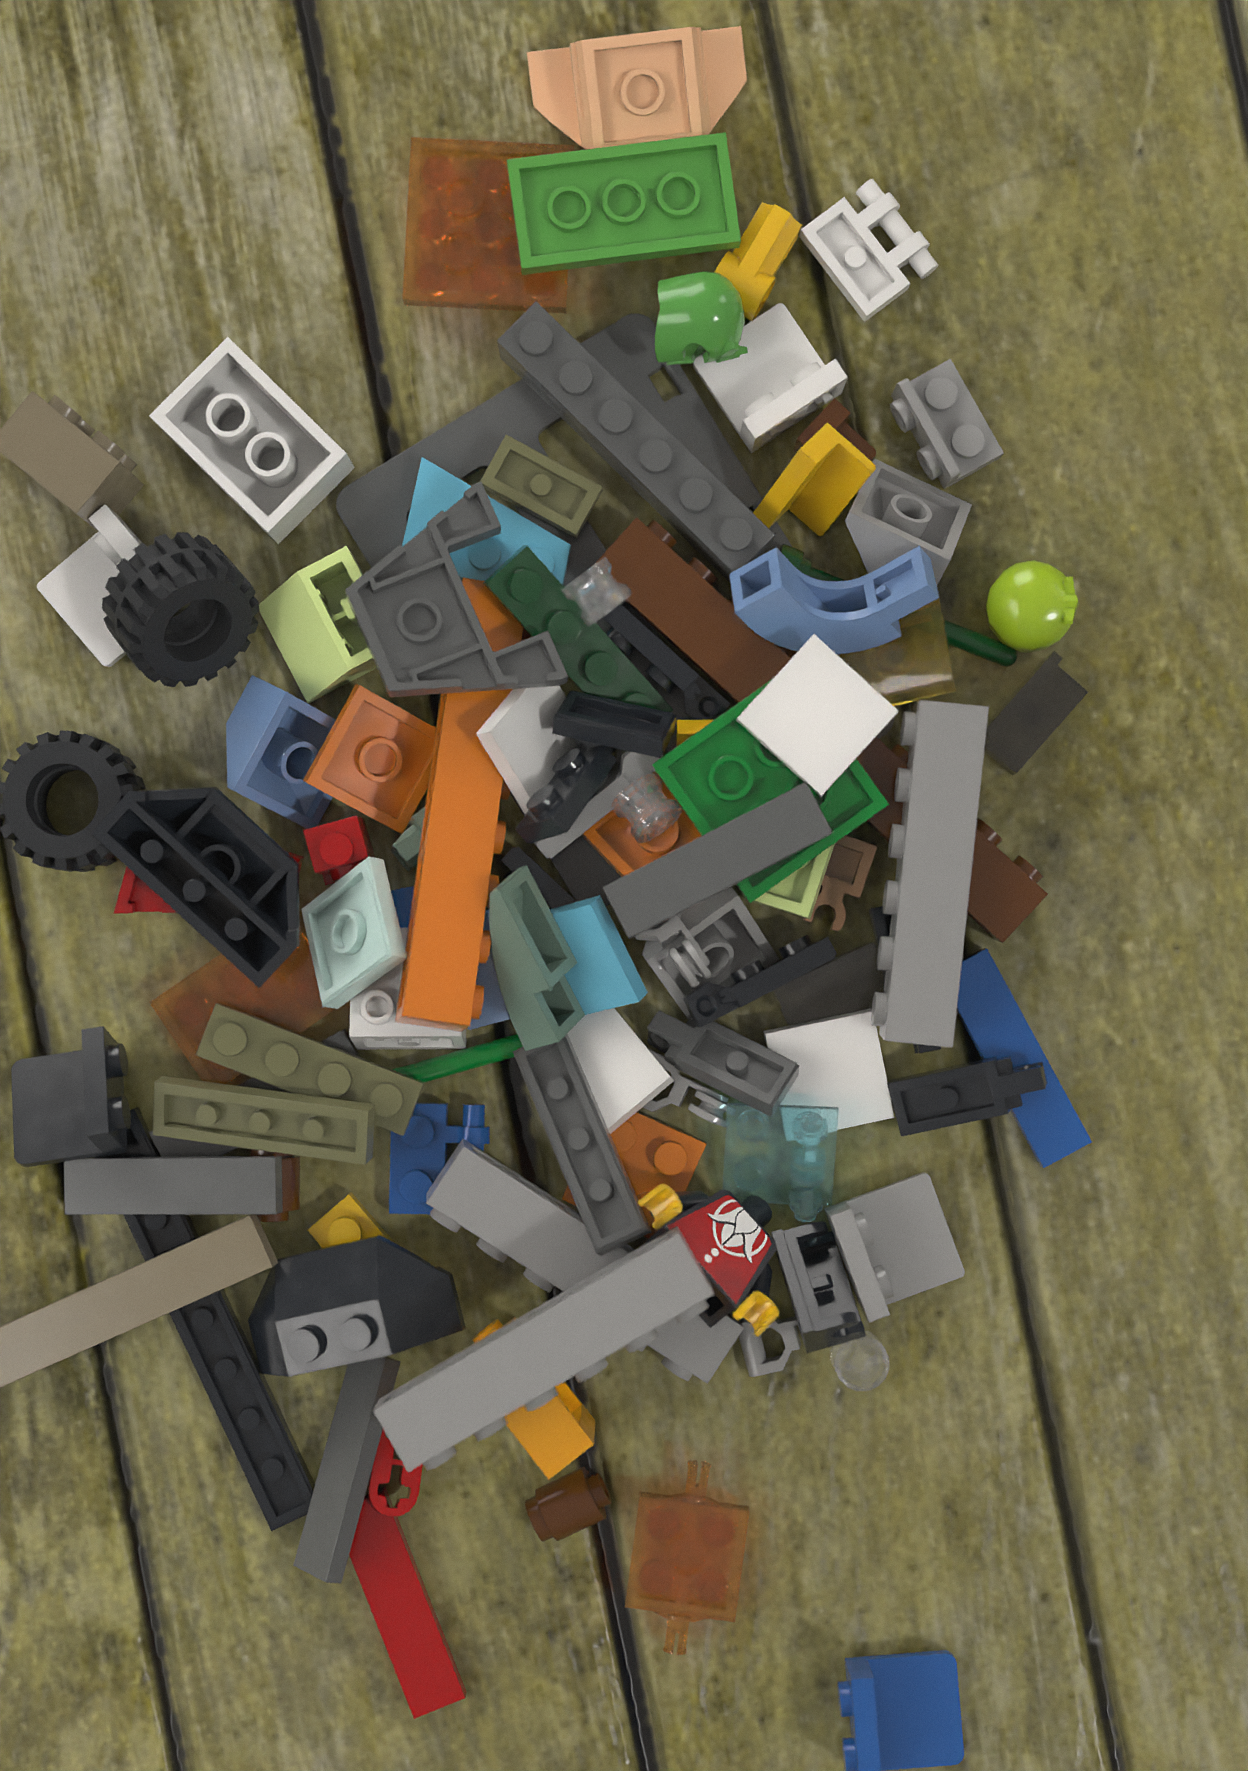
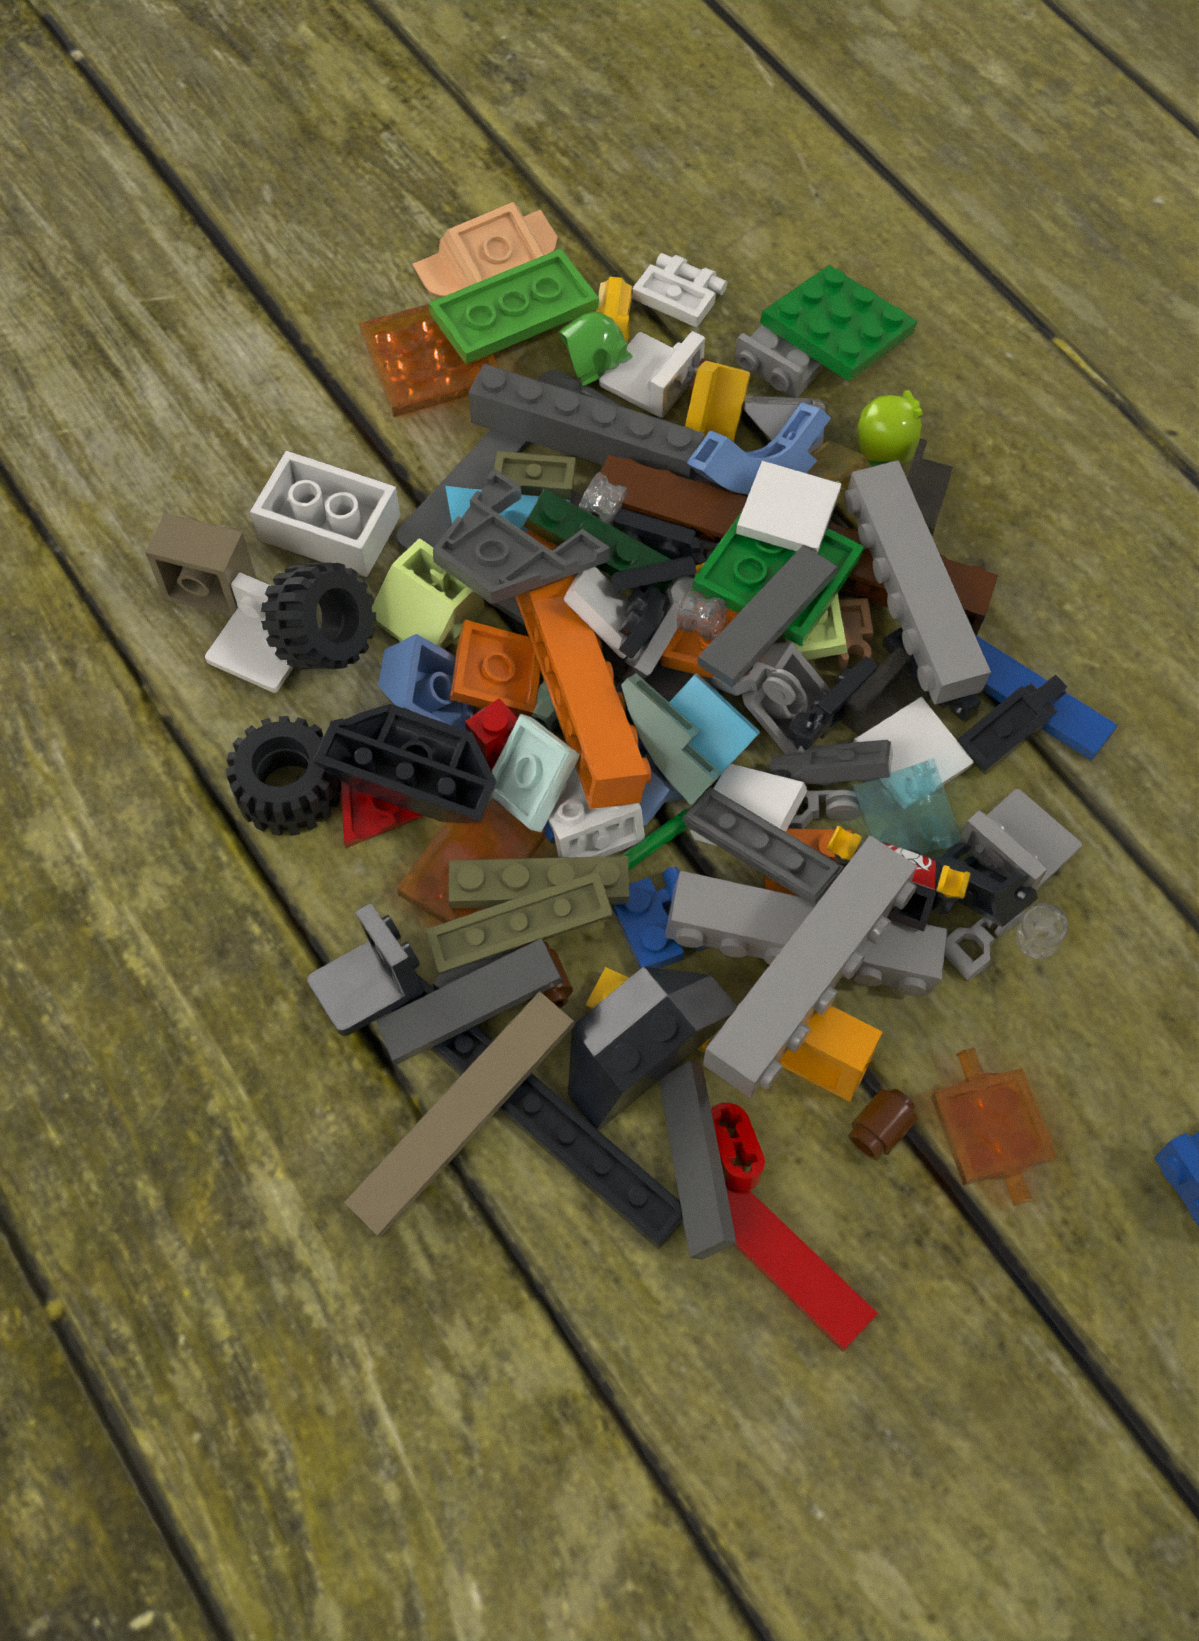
camera: 25 degrees left, 25 degrees down
(1053, 399) = (838, 322): none -> green plate

